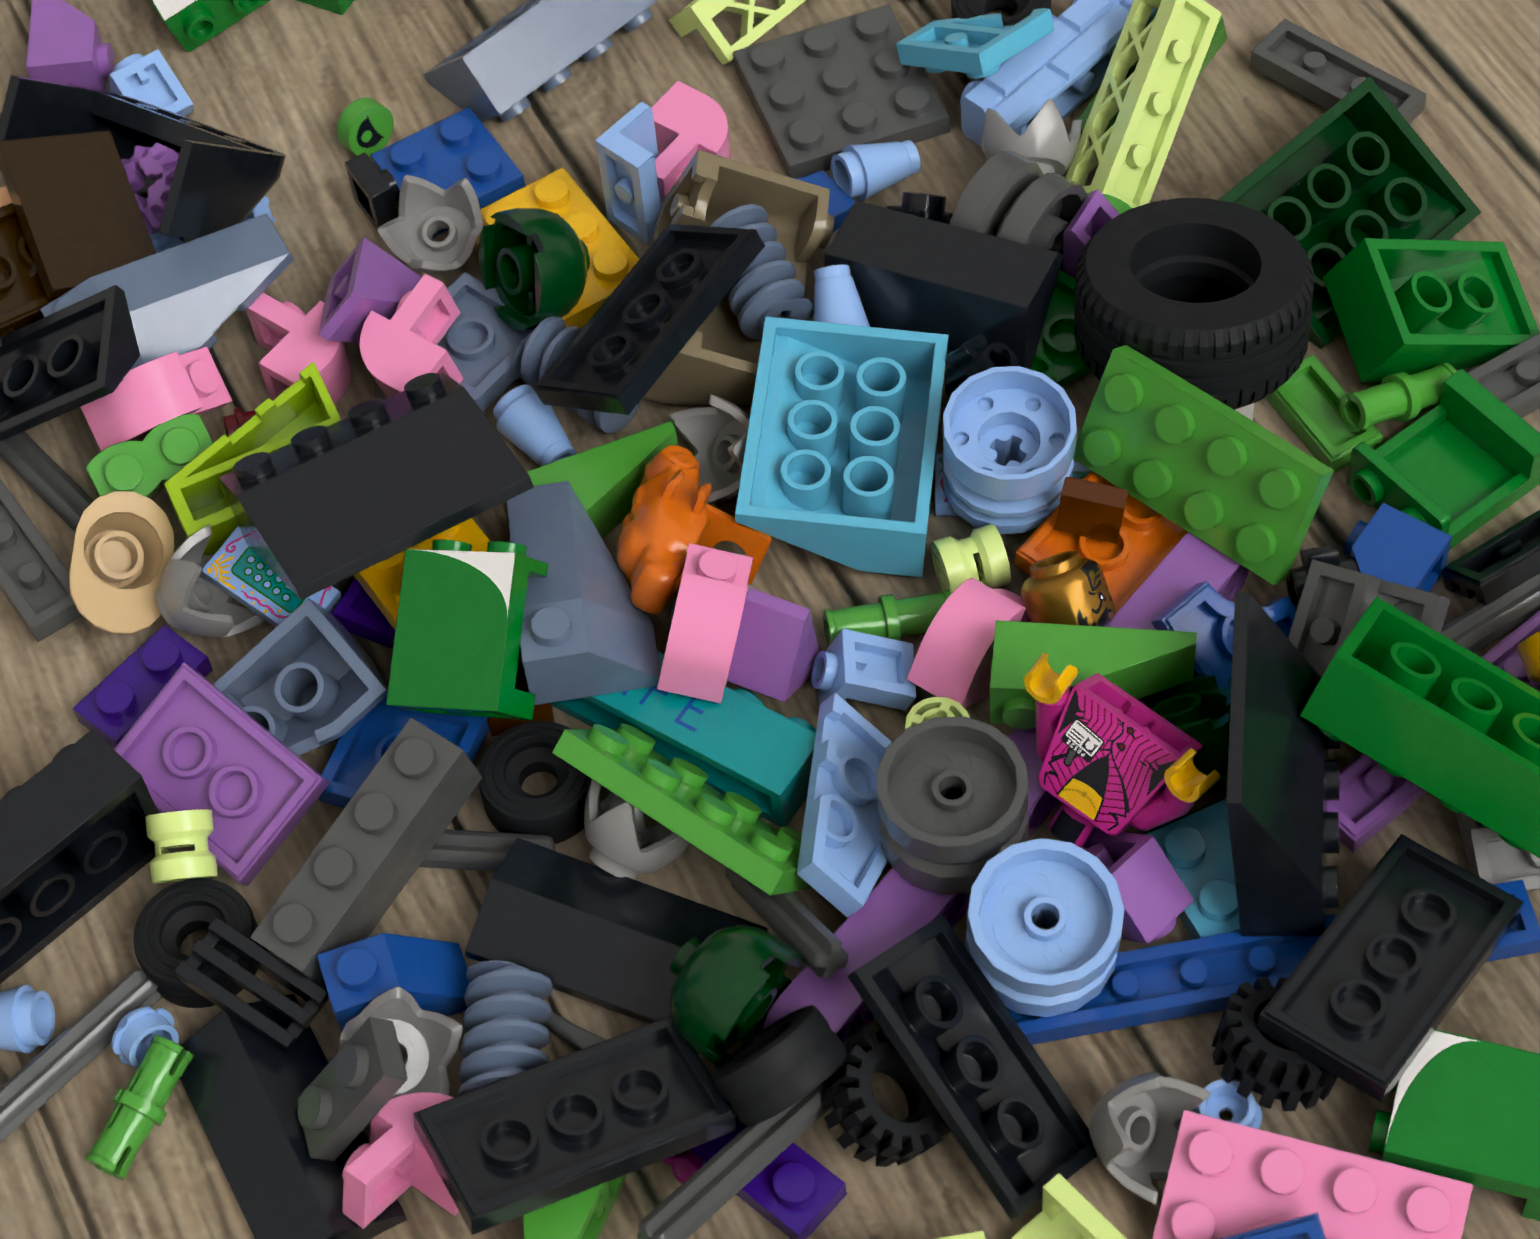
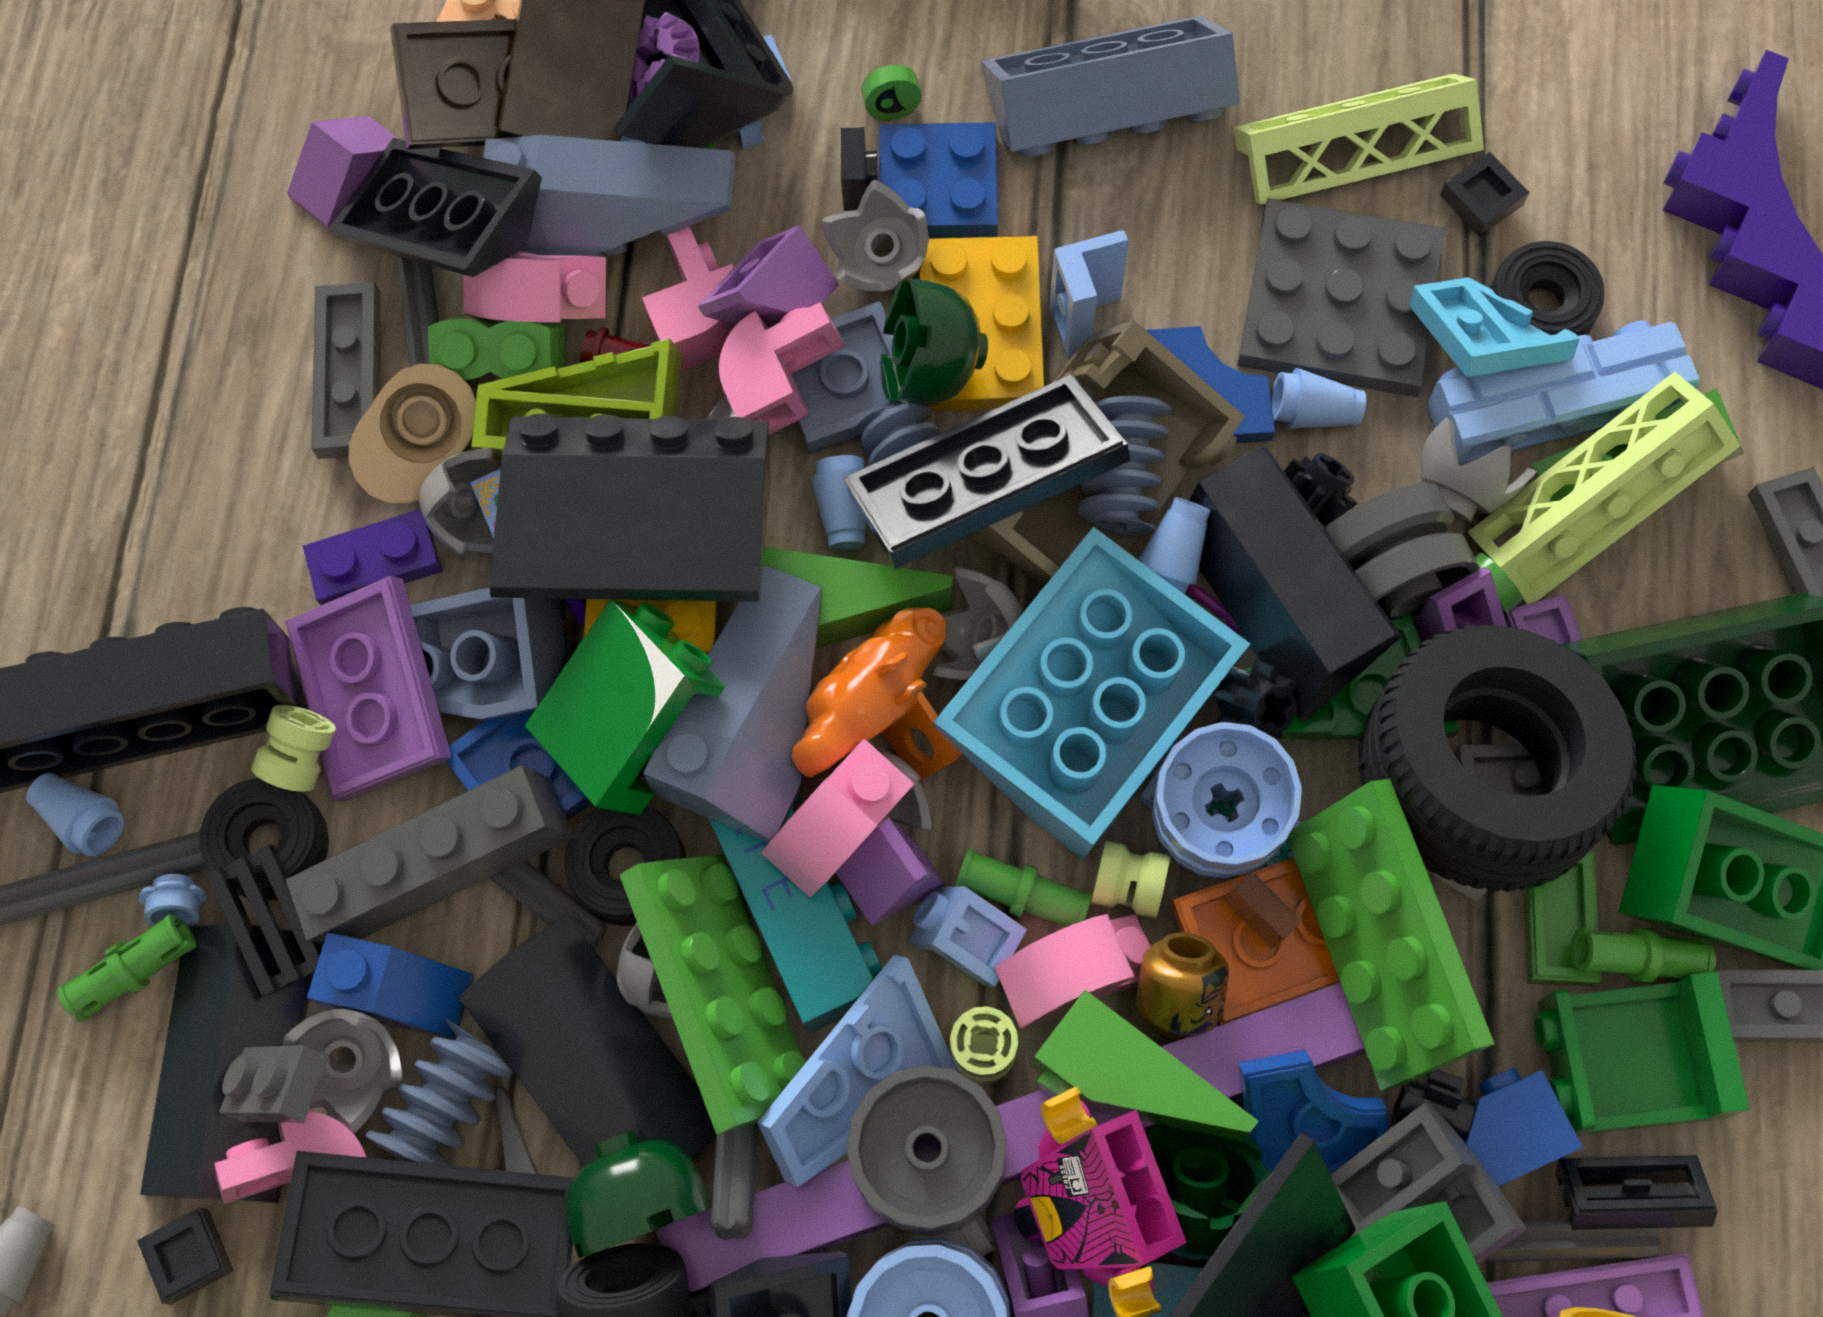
camera: 30 degrees right, 15 degrees up
(683, 124) = (1169, 277): bright pink brick -> none

